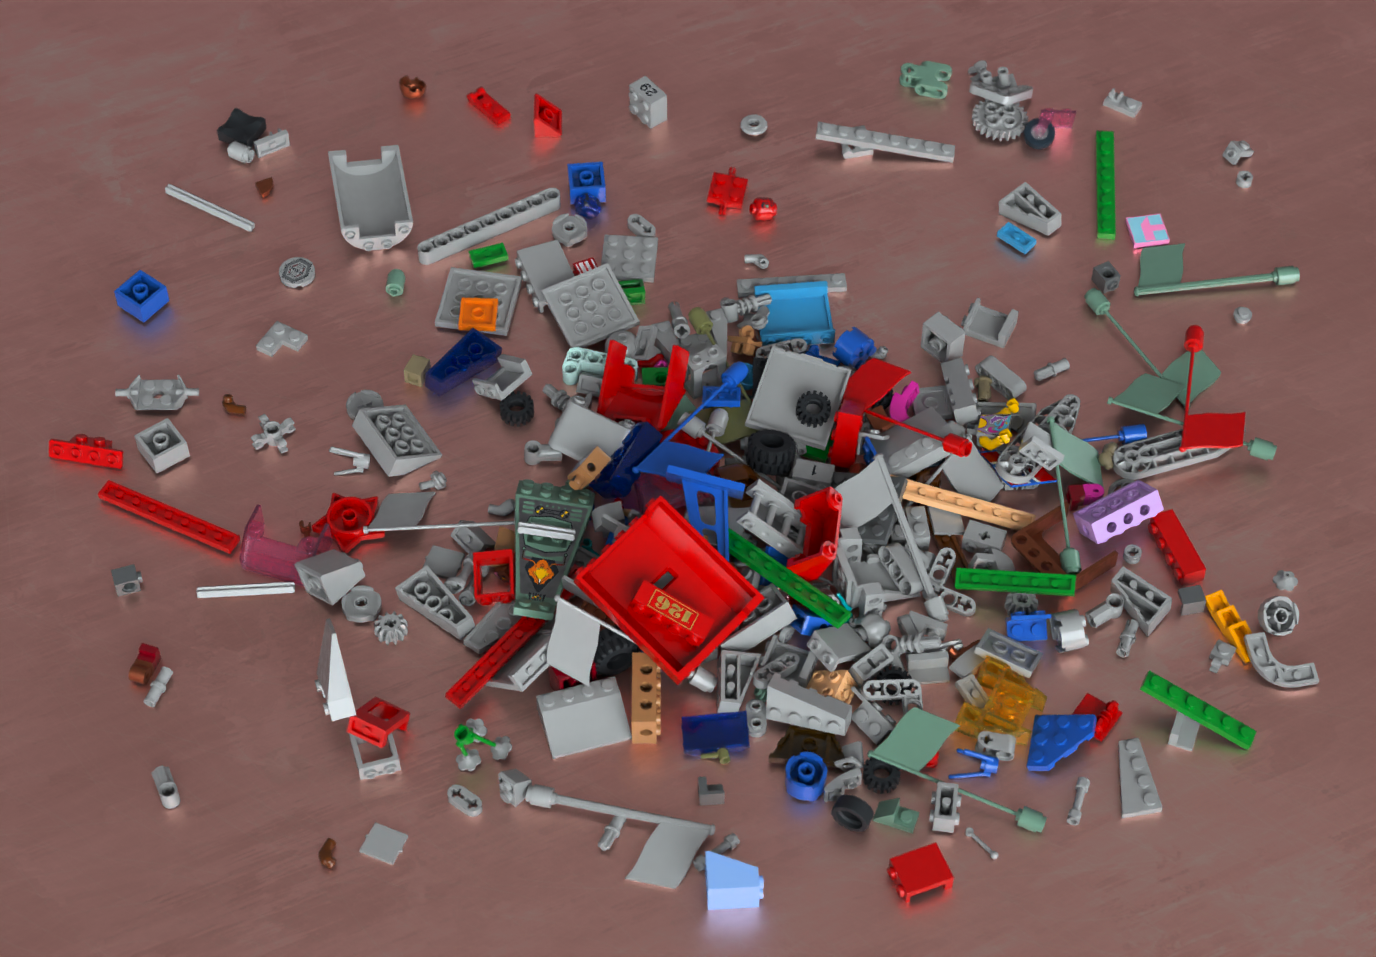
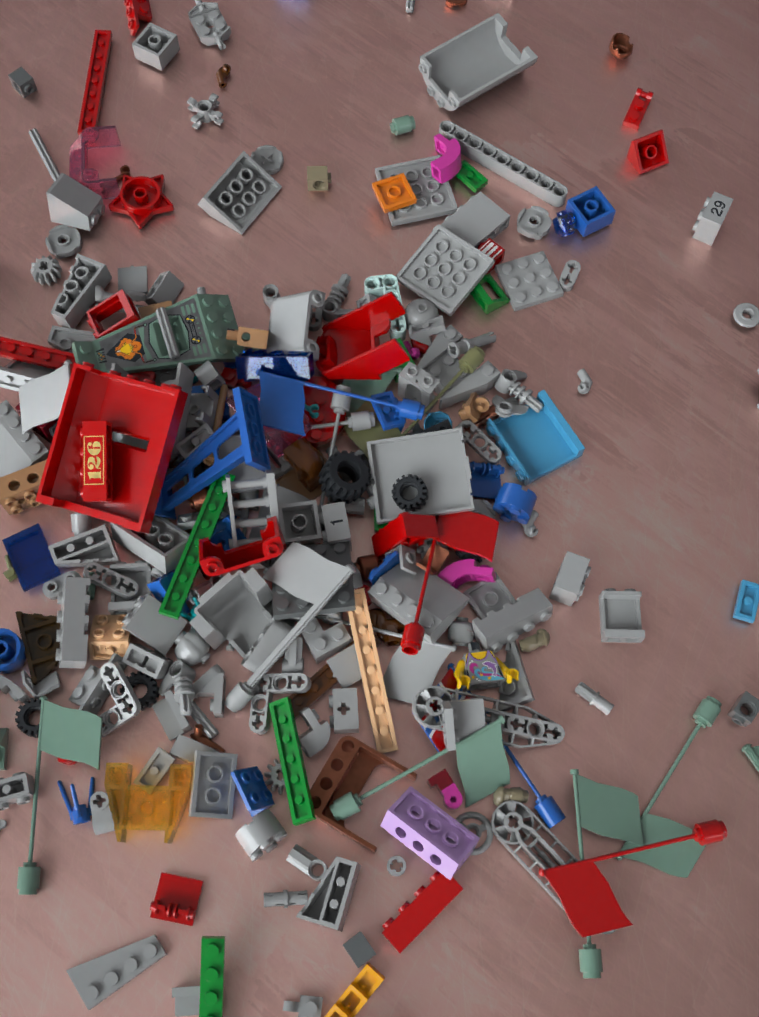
camera: 65 degrees right, 15 degrees up
(281, 335) = (308, 74): light grey plate -> none
(297, 272) = (379, 58): light grey tile -> none
(360, 460) = (206, 179): light grey plant -> none
(405, 511) = (166, 229): light grey flag -> none
(438, 481) = (212, 240): light grey plate -> none
(461, 254) = (450, 162): none -> dark pink arch
(462, 361) = (339, 203): clear blue wedge -> none
(504, 380) = (334, 241): light grey panel -> none
(517, 417) = (314, 256): black tyre -> none
(727, 190) = (653, 325): red plate -> none
(763, 209) = (646, 362): red head -> none
(835, 282) = (593, 452): light grey plate -> none
(1002, 378) = (556, 652): light grey beam -> none
(1057, 738) = (131, 871): blue plate -> none
(1074, 814) = (50, 920): light grey bar -> none

